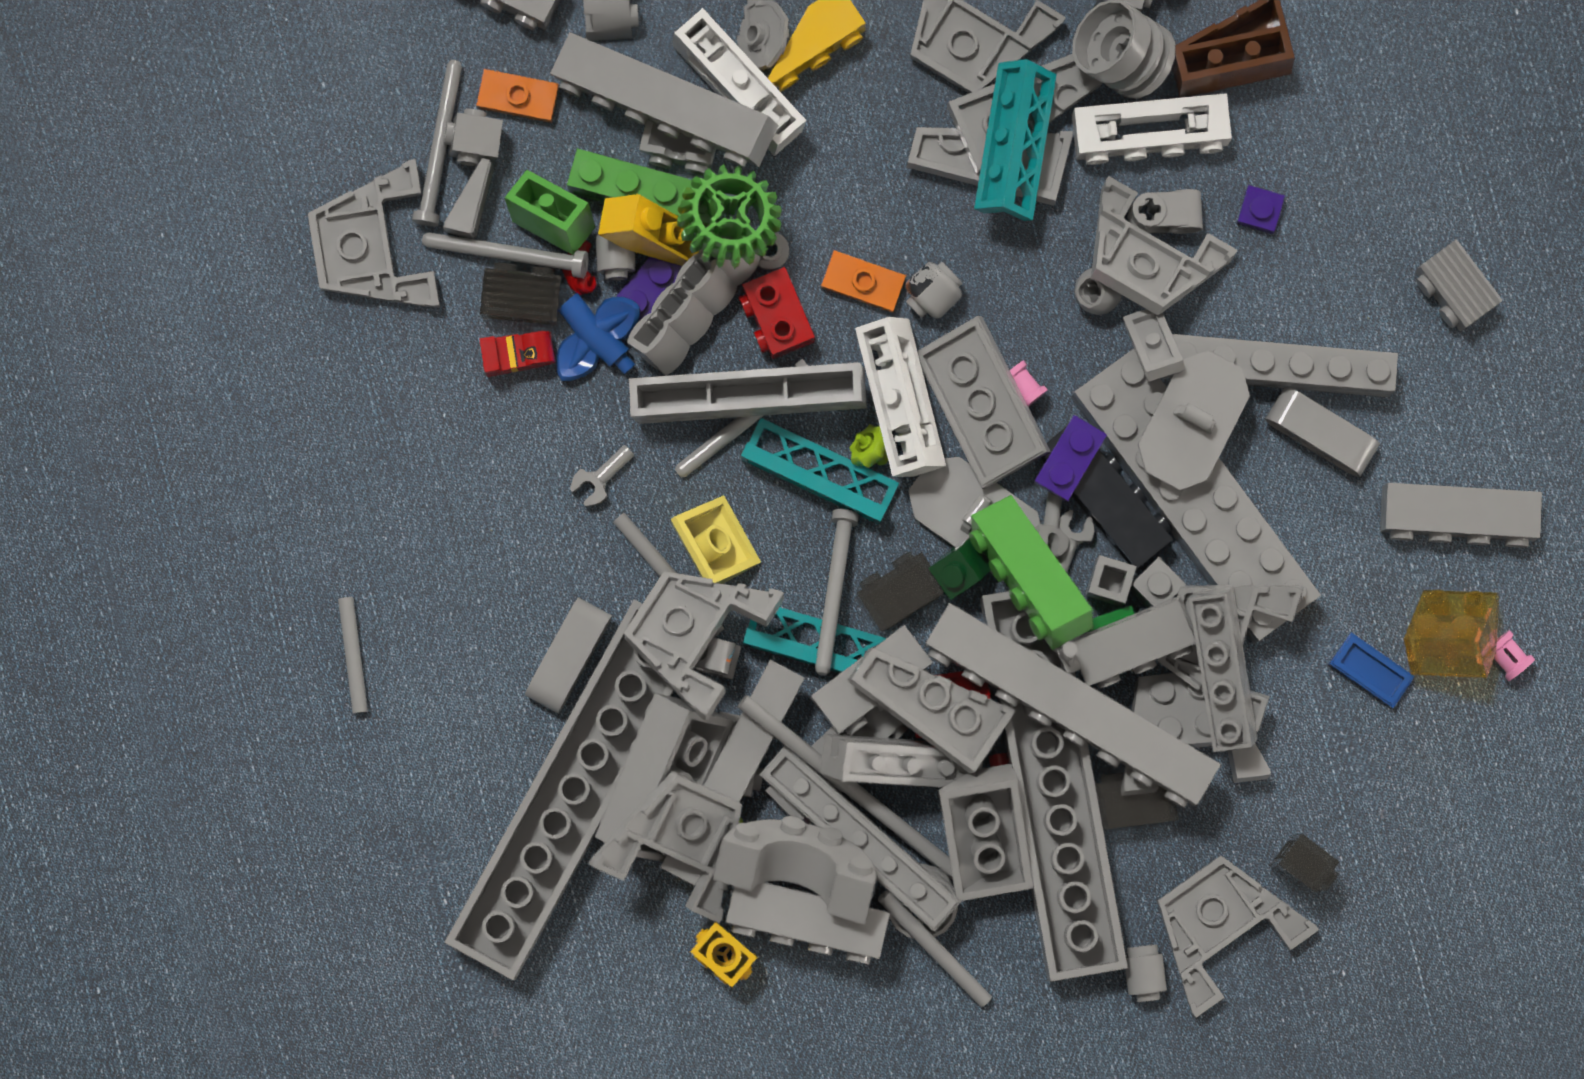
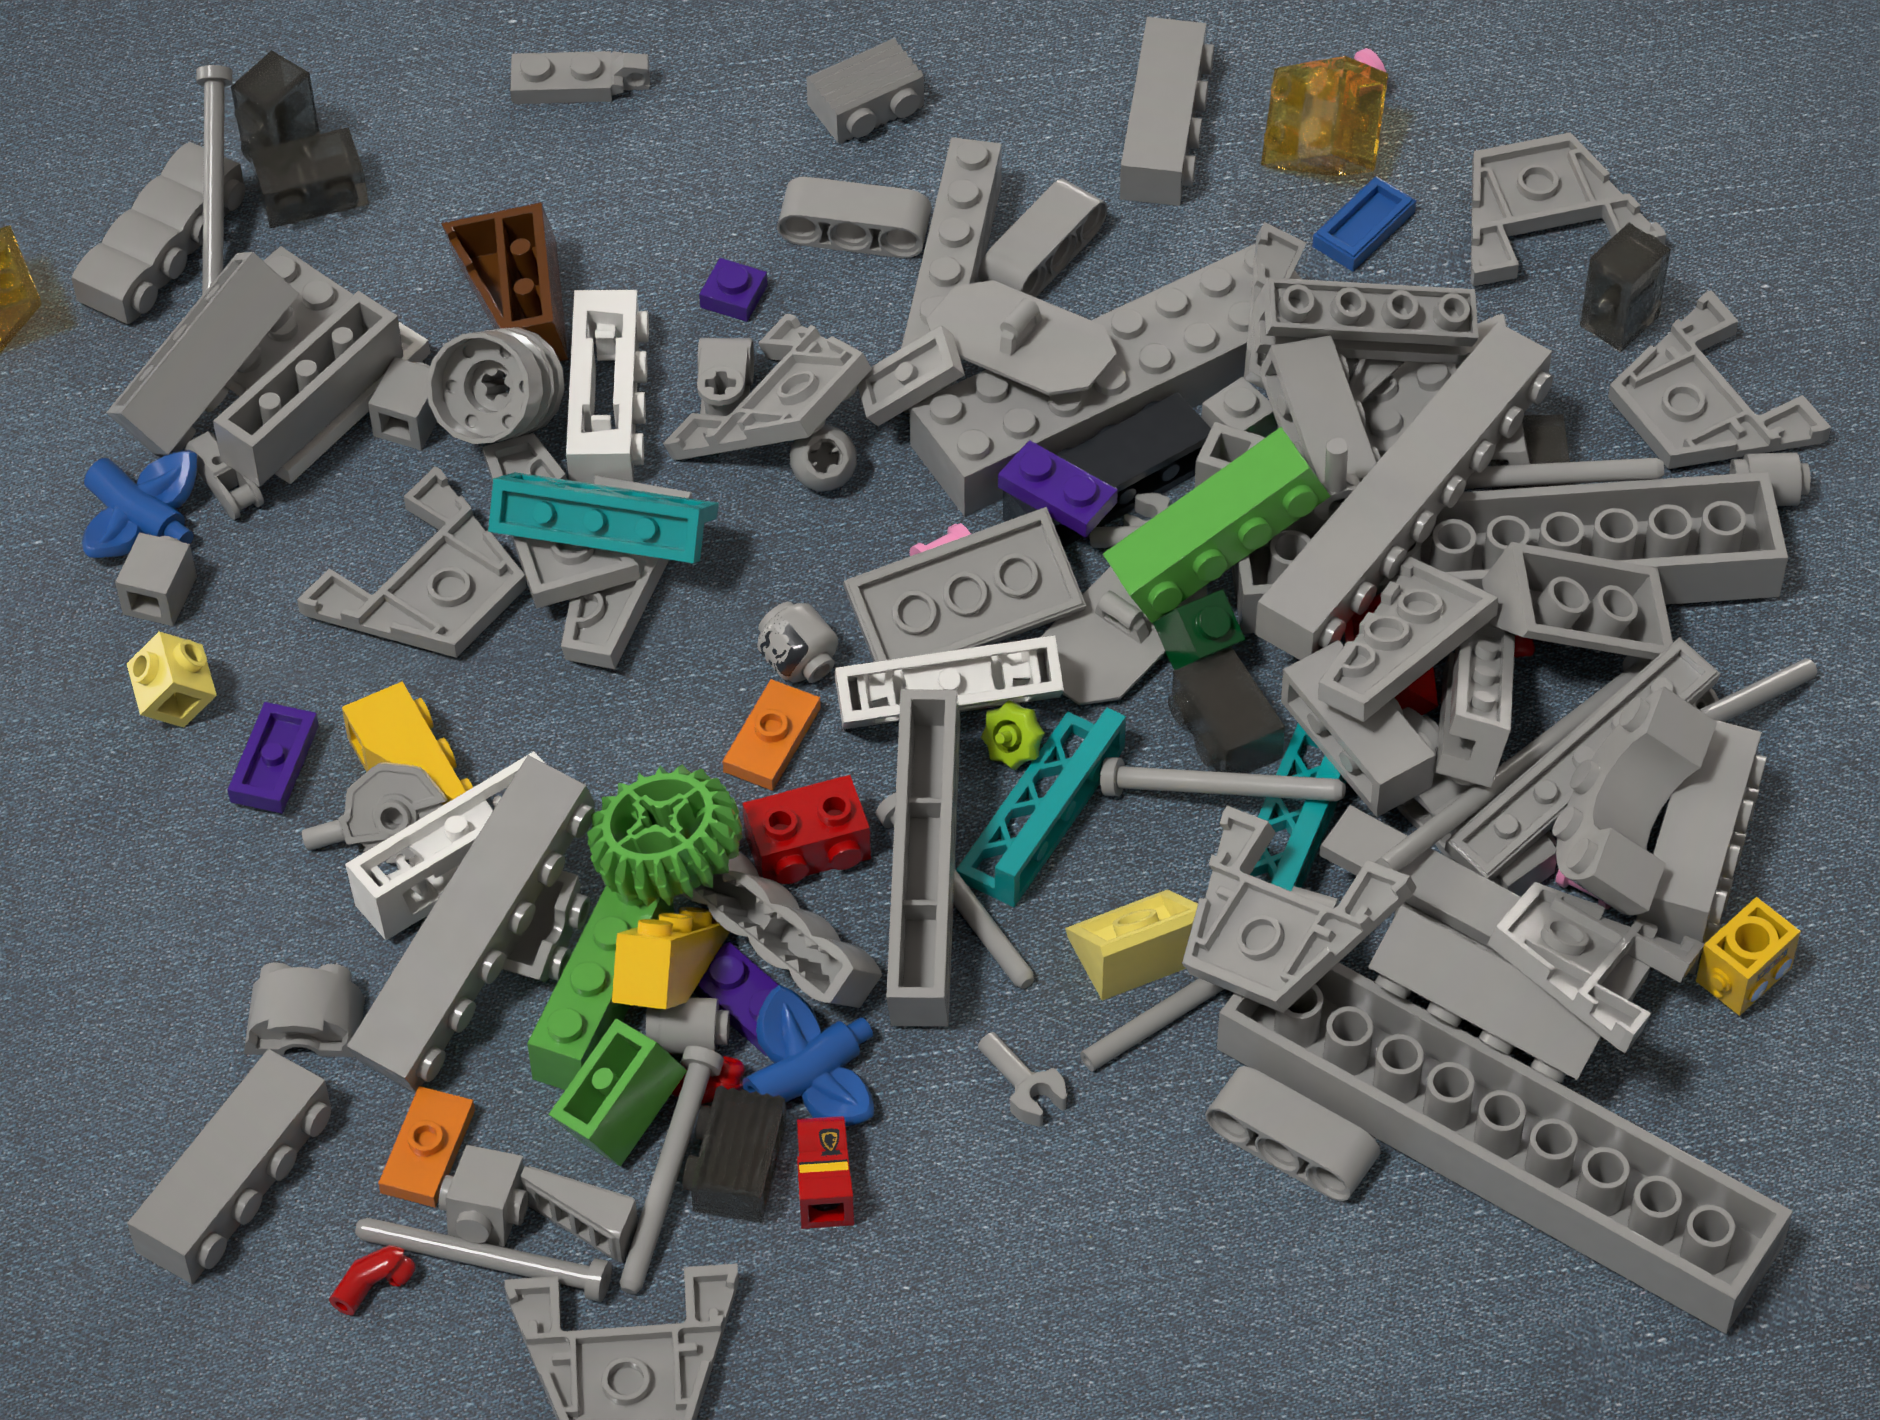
camera: 80 degrees left, 30 degrees down
(422, 75) = (366, 1271): none -> red arm
(1115, 827) = (1567, 473): none -> light grey bar
(1332, 290) = (854, 217): none -> light grey beam
(1413, 800) = (1536, 189): none -> light grey wing
(1458, 65) = (576, 76): none -> light grey hinge

